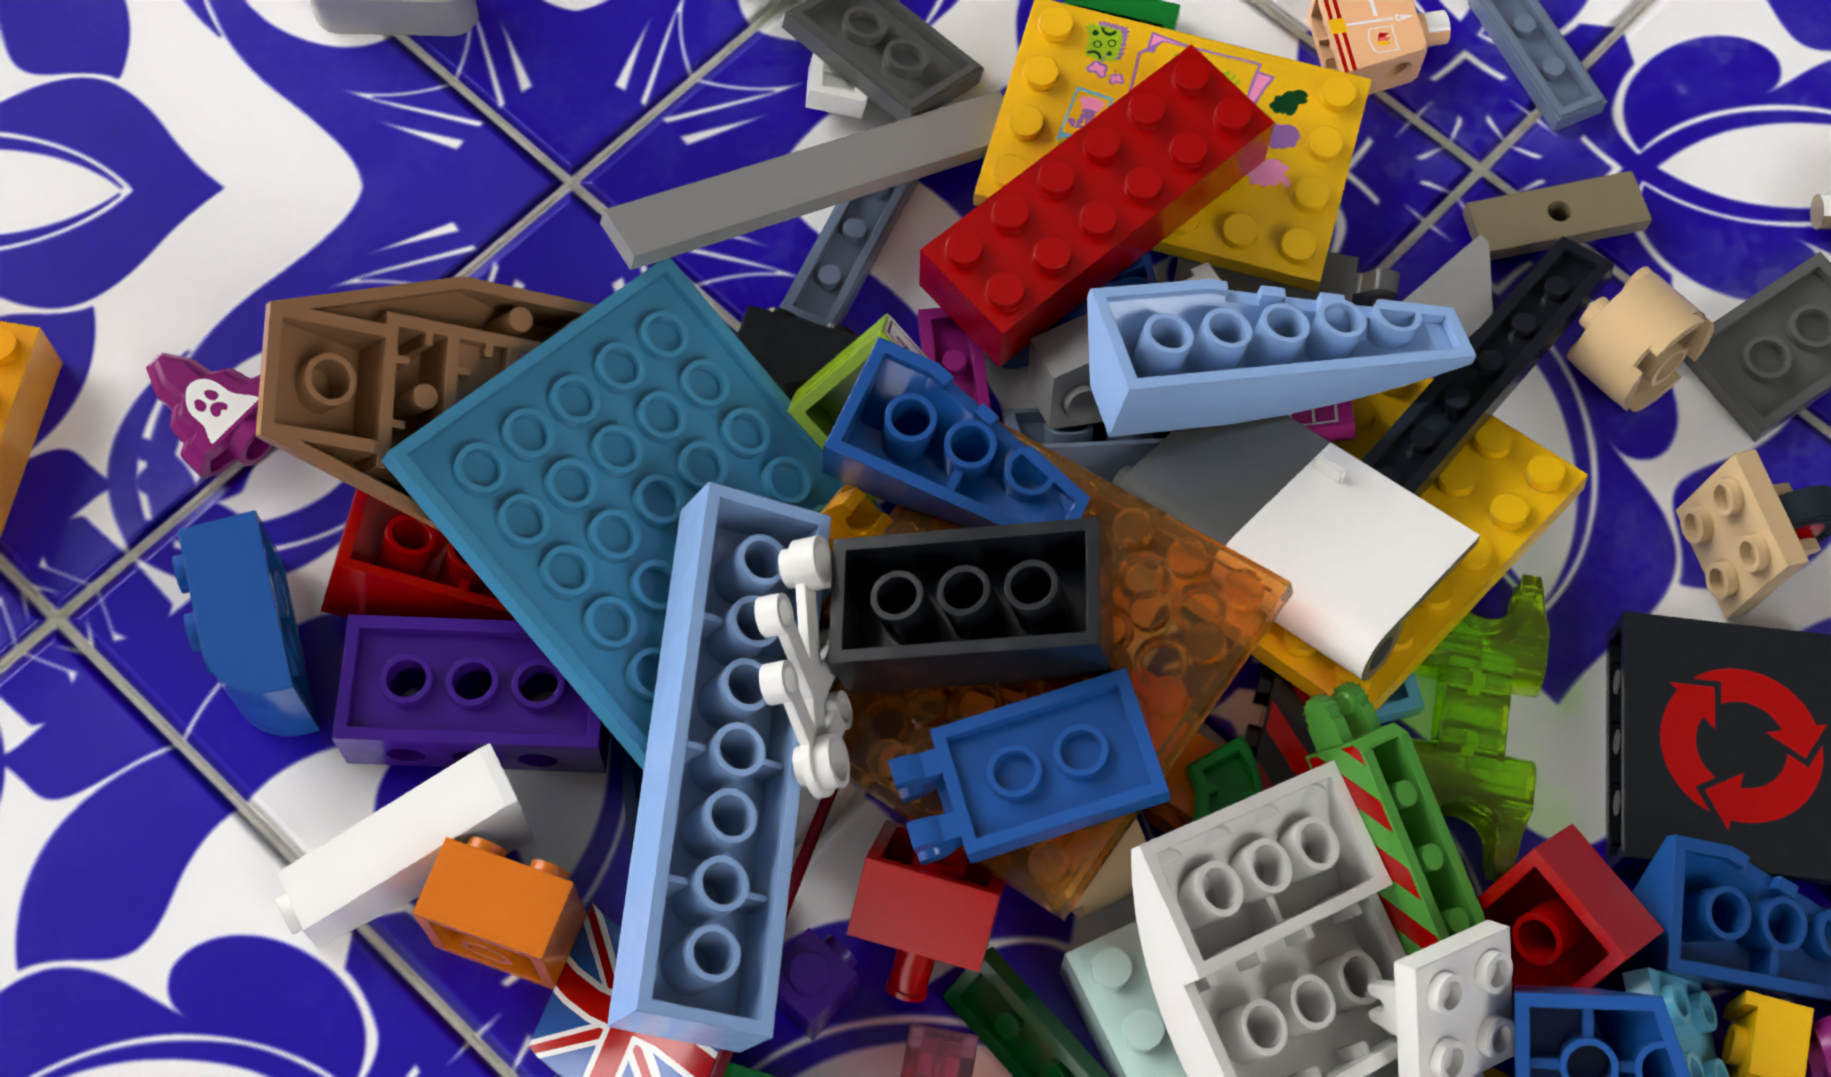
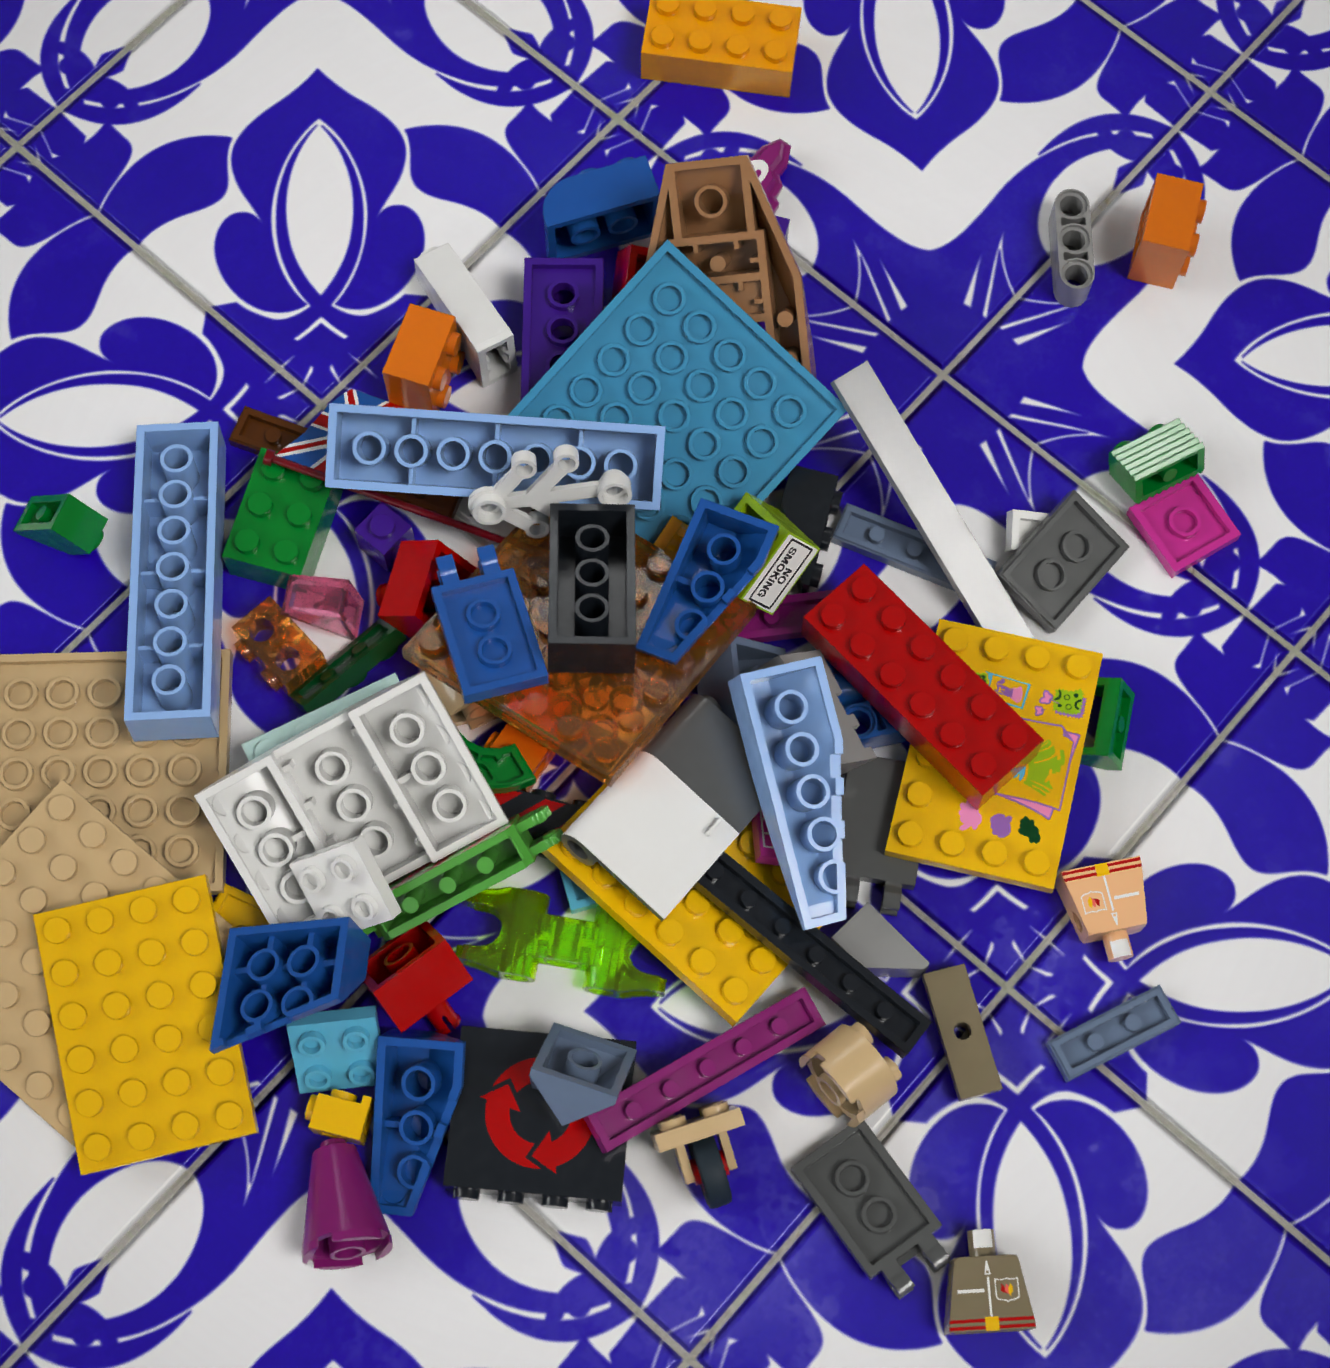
camera: 90 degrees right, 5 degrees up
(1662, 529) = (705, 1069): none -> magenta plate
(1696, 672) = (579, 1072): none -> sand blue slope

